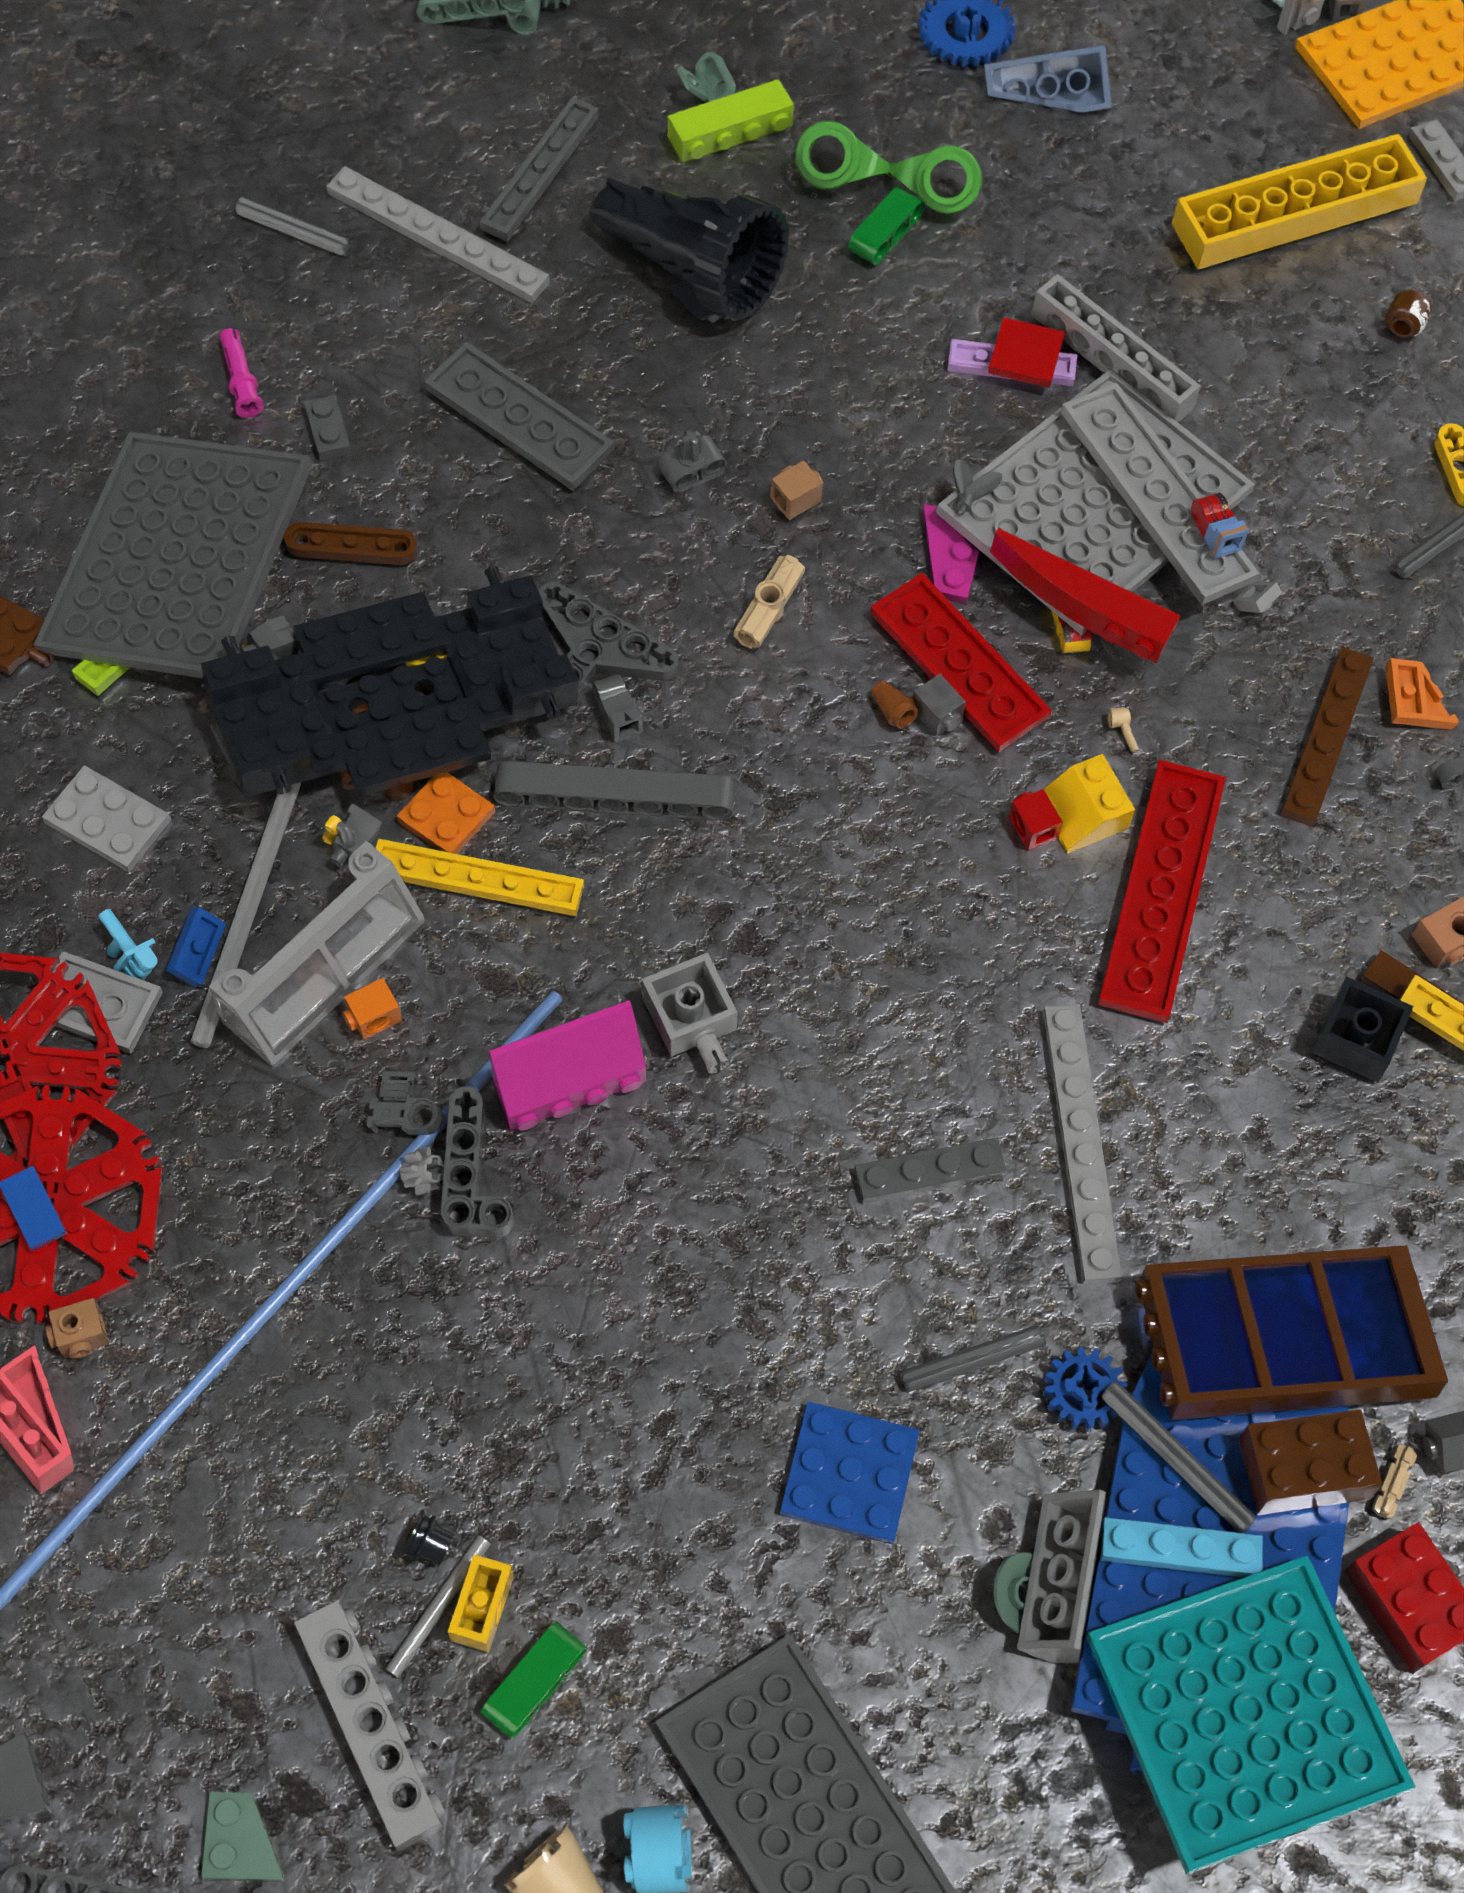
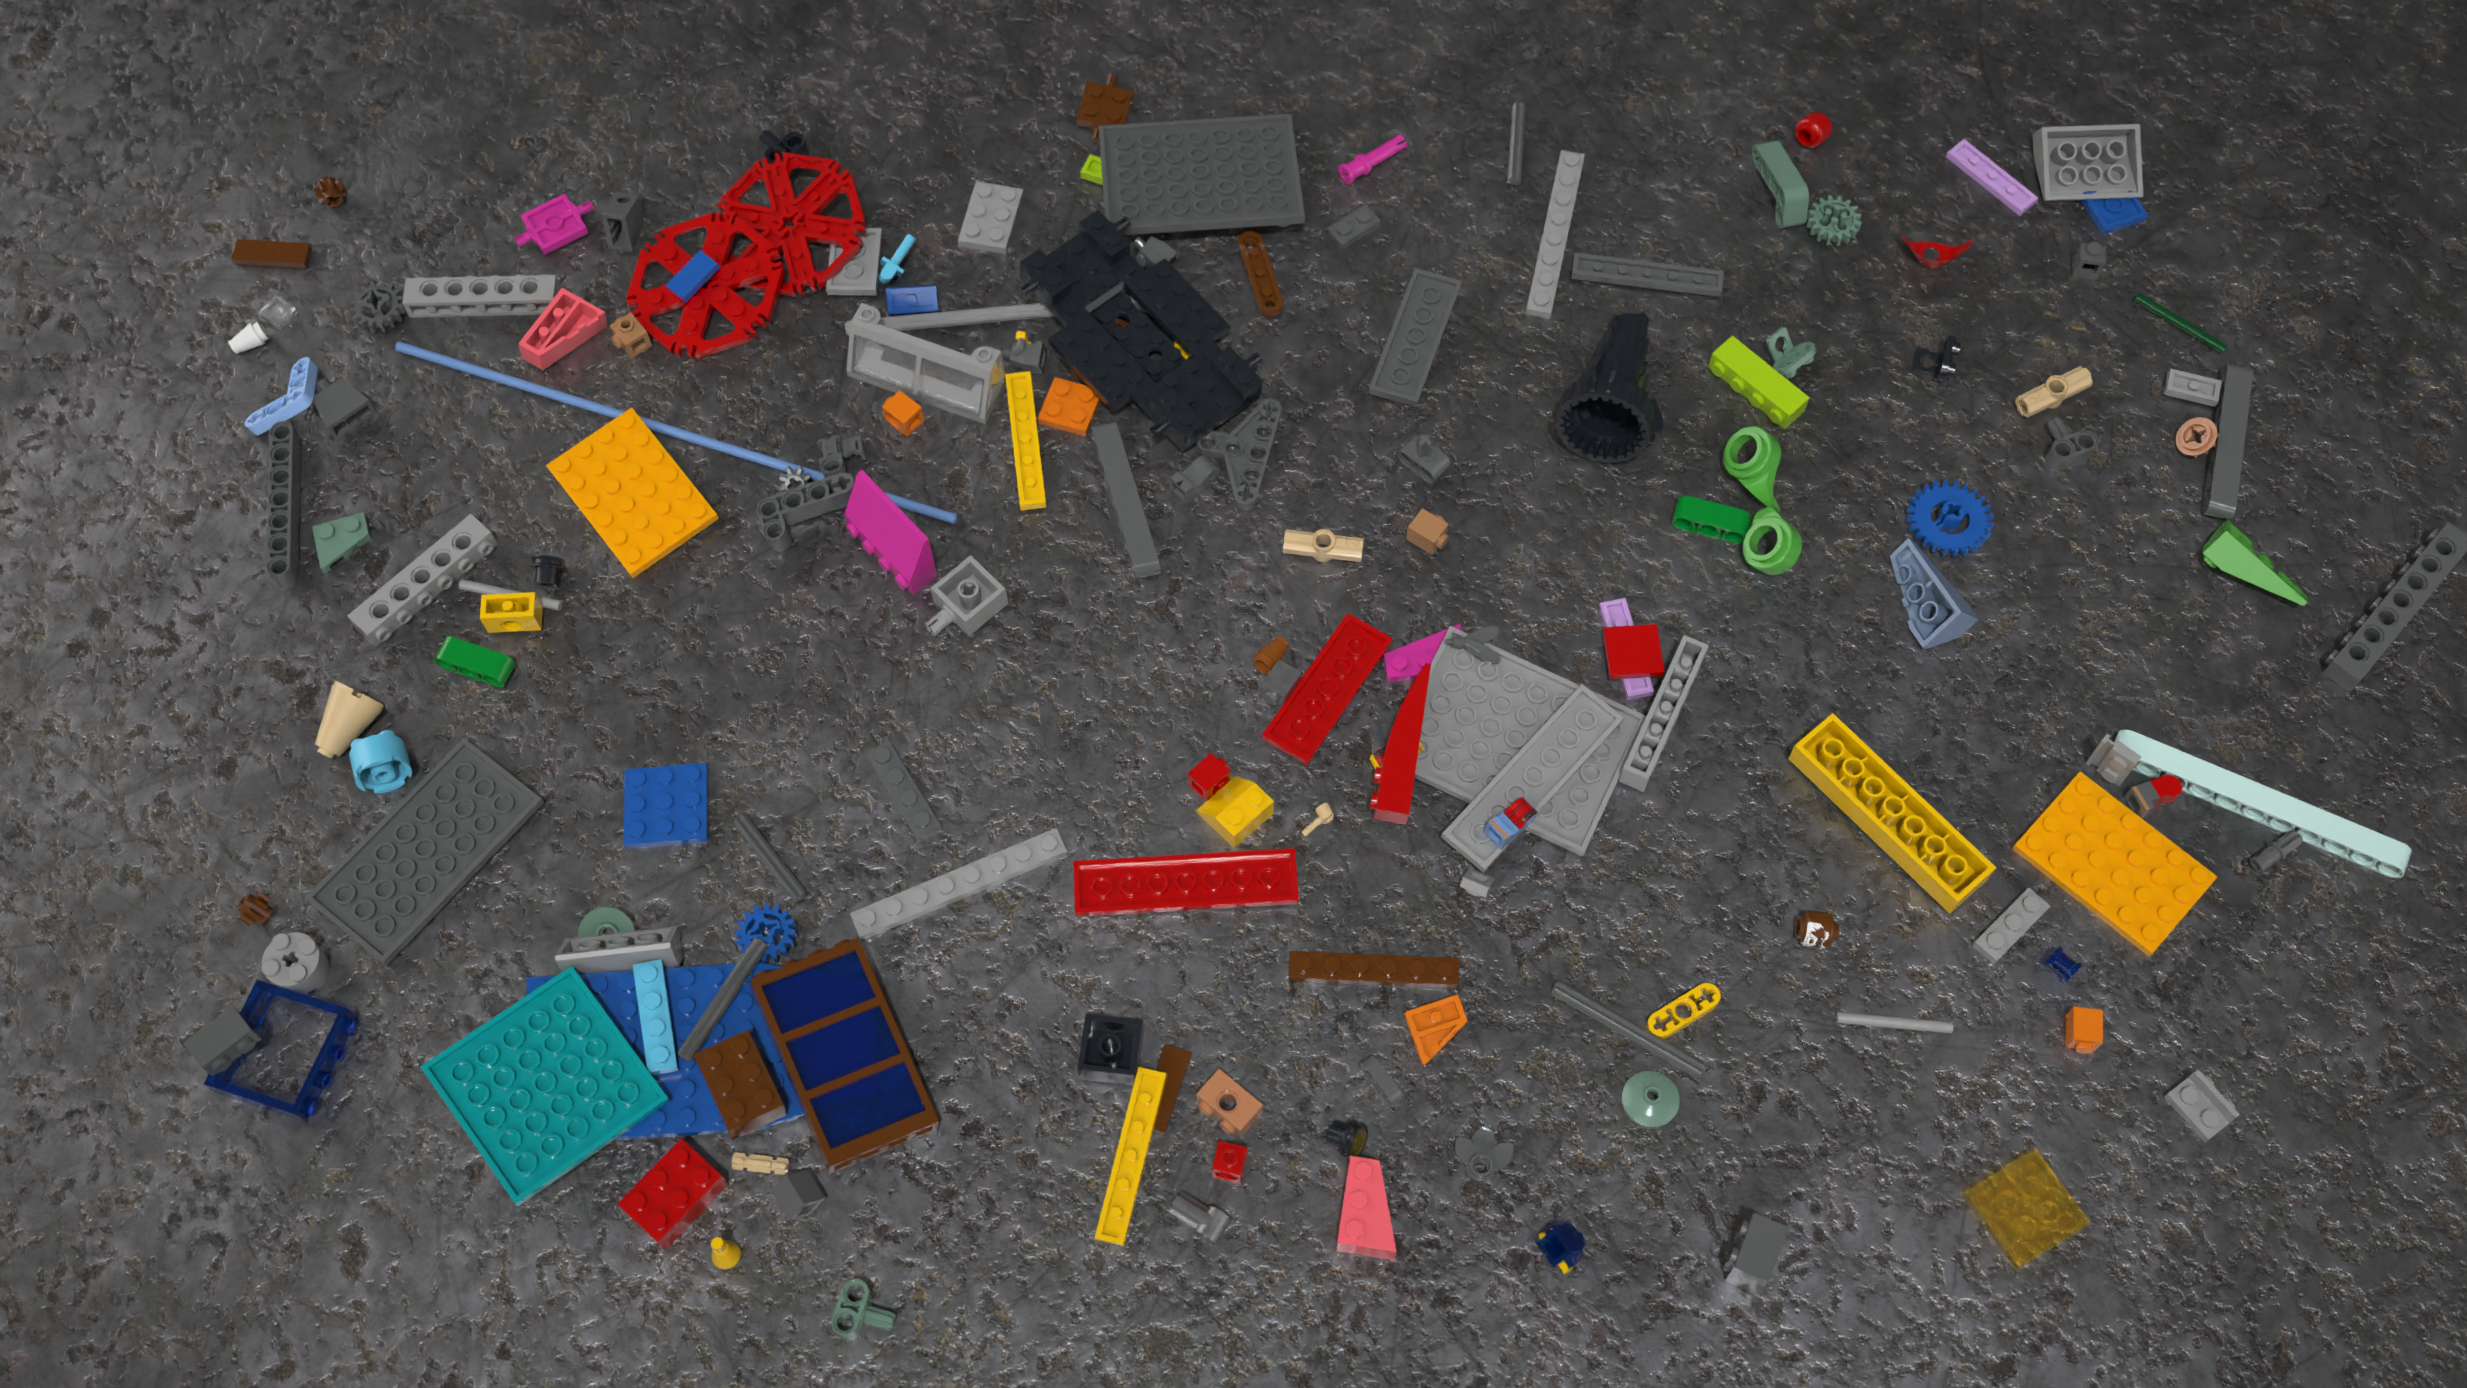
camera: 75 degrees right, 0 degrees up
(341, 1393) = (632, 492): none -> light orange plate

